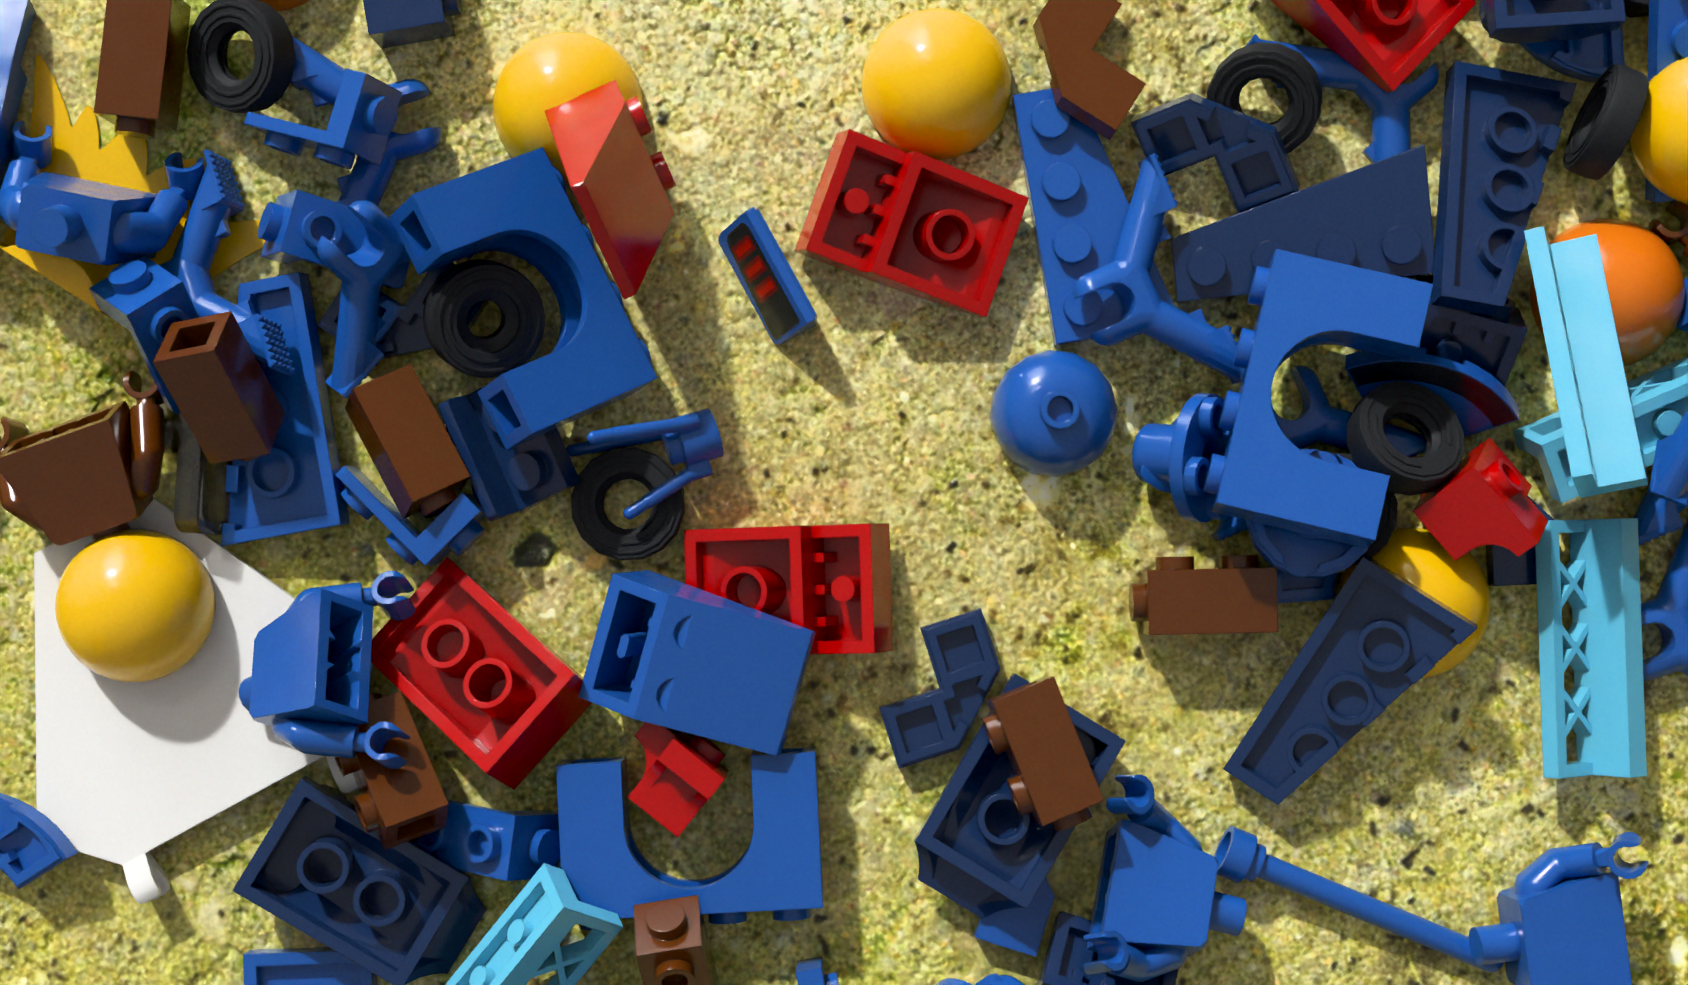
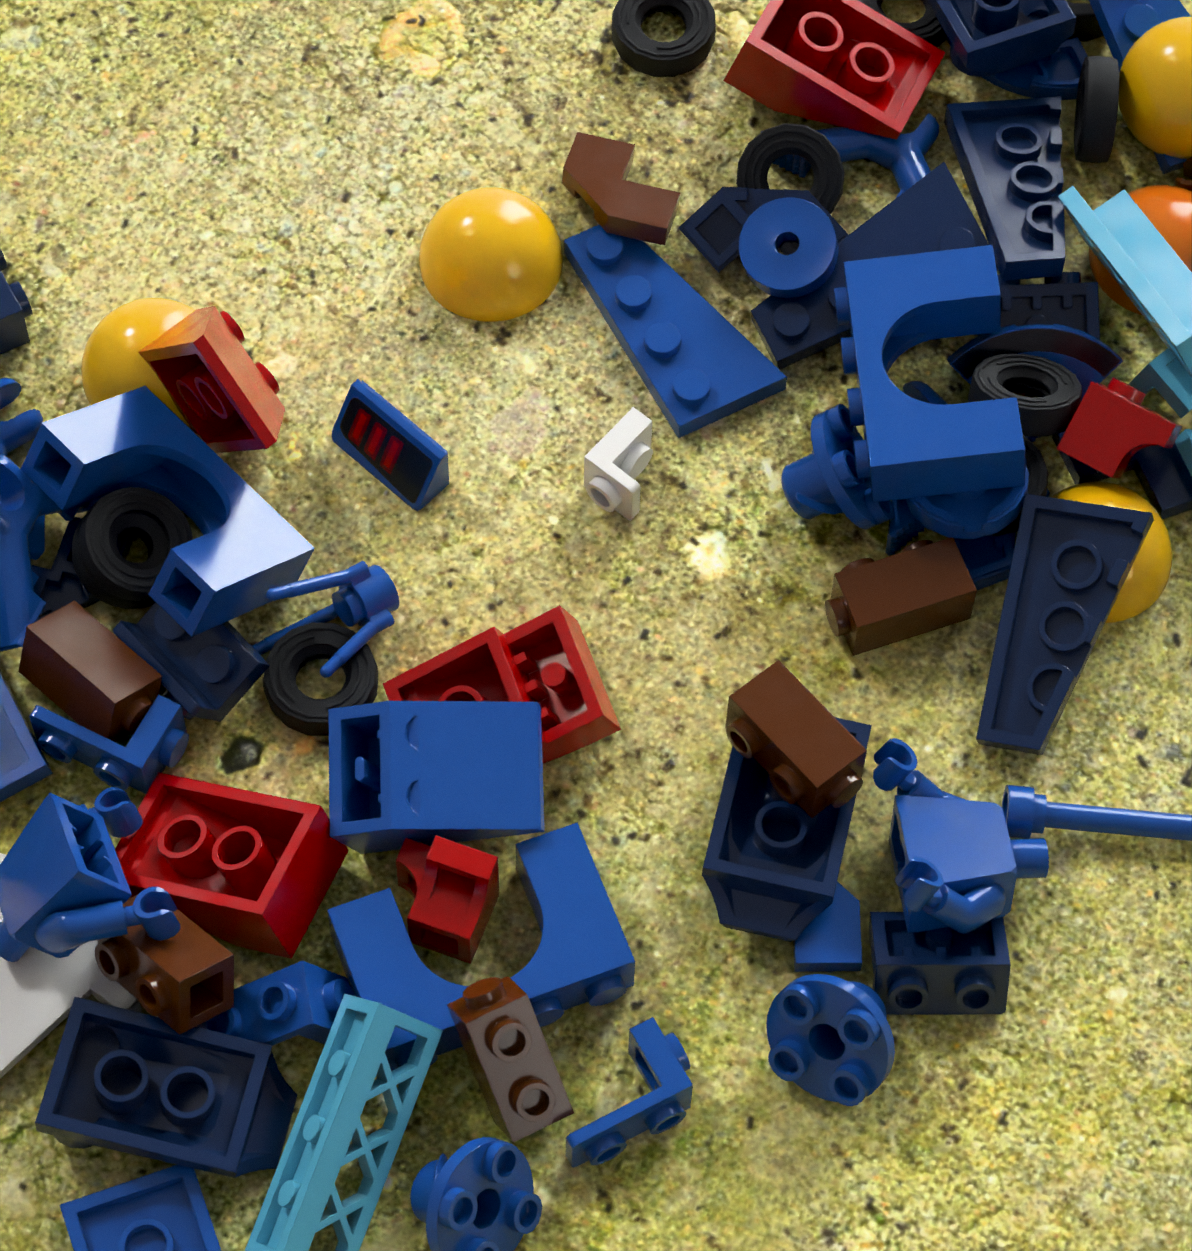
camera: 15 degrees left, 25 degrees down
(911, 223) = (507, 366): red slope -> none
(942, 717) = (689, 780): dark blue tile -> none
(992, 362) = (616, 462): none -> white bracket
(1053, 413) = (698, 485): blue cylinder -> none
(1131, 280) = (744, 364): blue piece -> none
(1209, 170) = (794, 273): none -> blue piece

